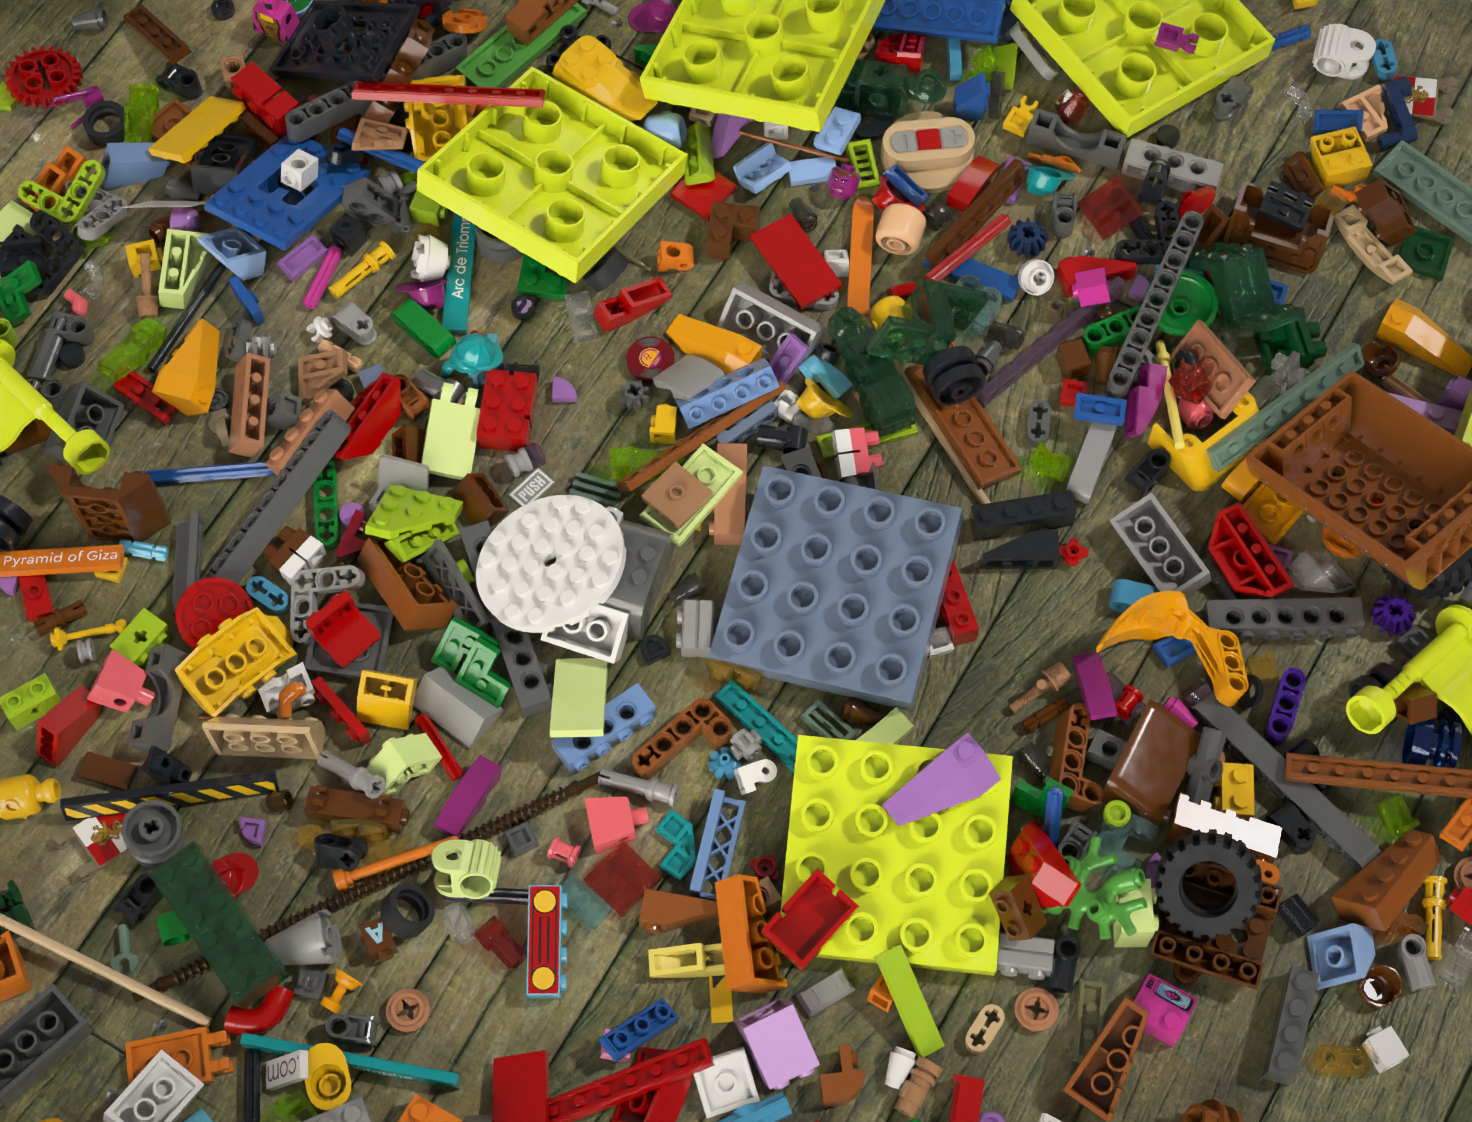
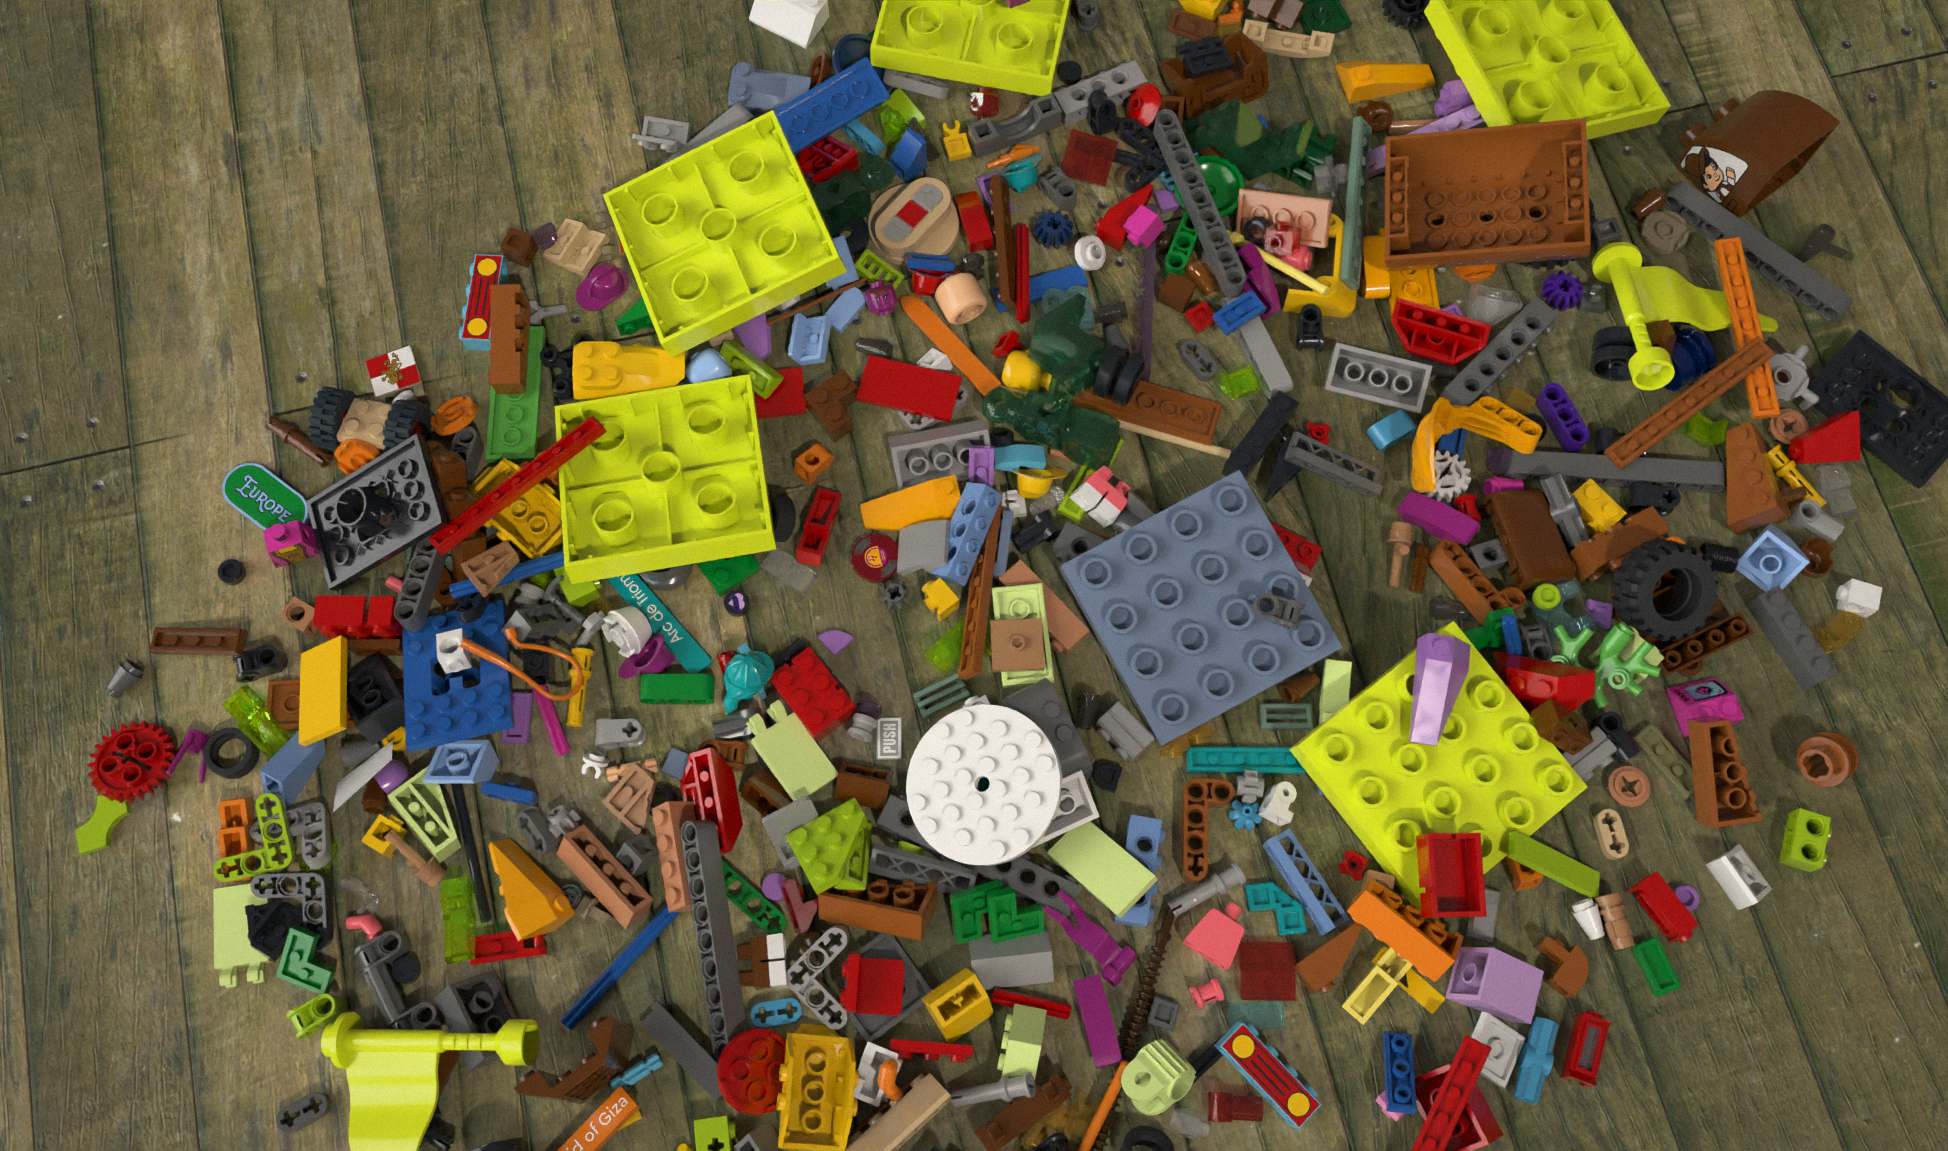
camera: 45 degrees left, 5 degrees up
(346, 192) = (496, 659): none -> orange piece
(409, 235) = (591, 624): none -> light grey bar
(523, 745) = (1096, 941): none -> magenta flag
(882, 631) = (1283, 611): none -> dark grey piece
(1048, 584) = (1330, 469): none -> dark grey fence
(1137, 664) = (1454, 482): none -> white gear

